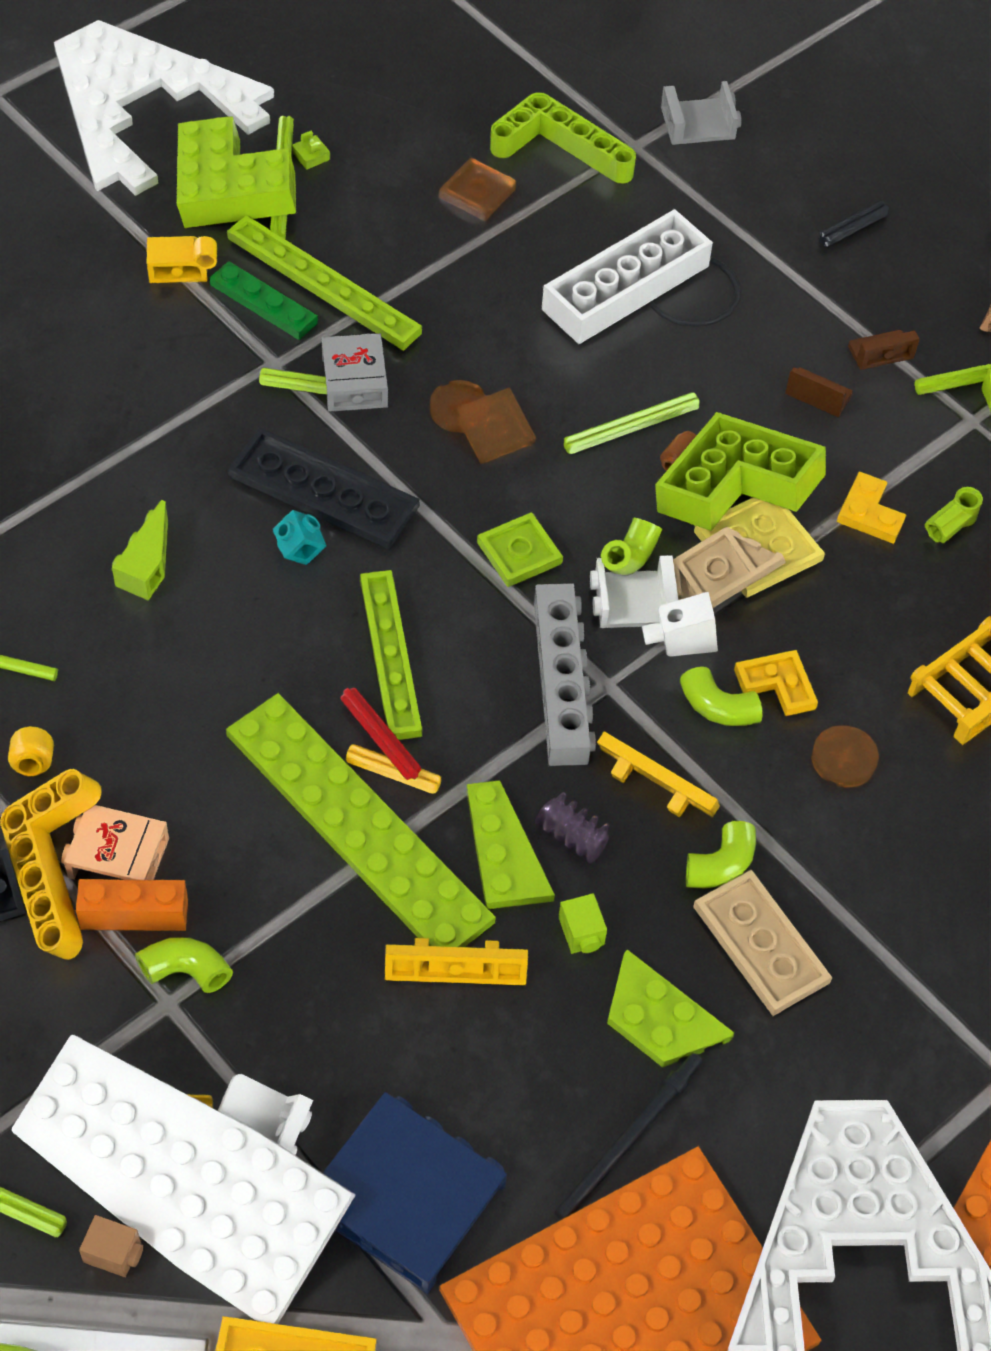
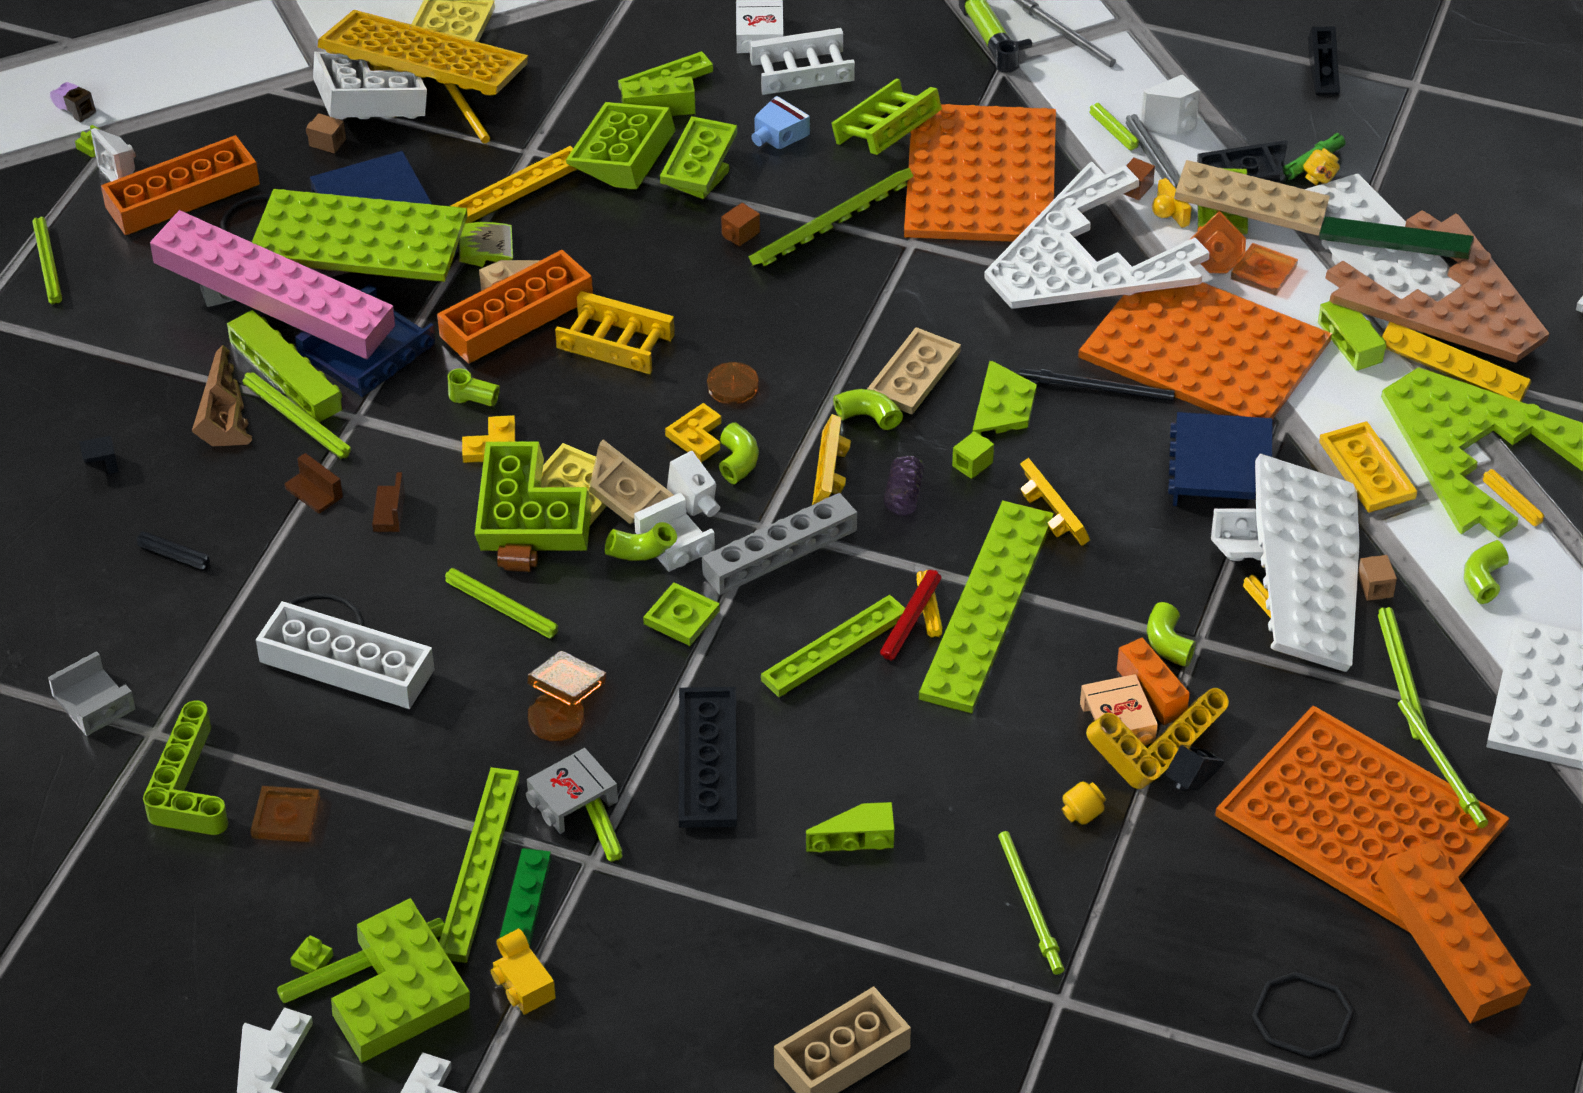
camera: 115 degrees left, 10 degrees down
(299, 537) = (772, 739): teal brick -> none
(504, 854) = (944, 522): lime wing -> none

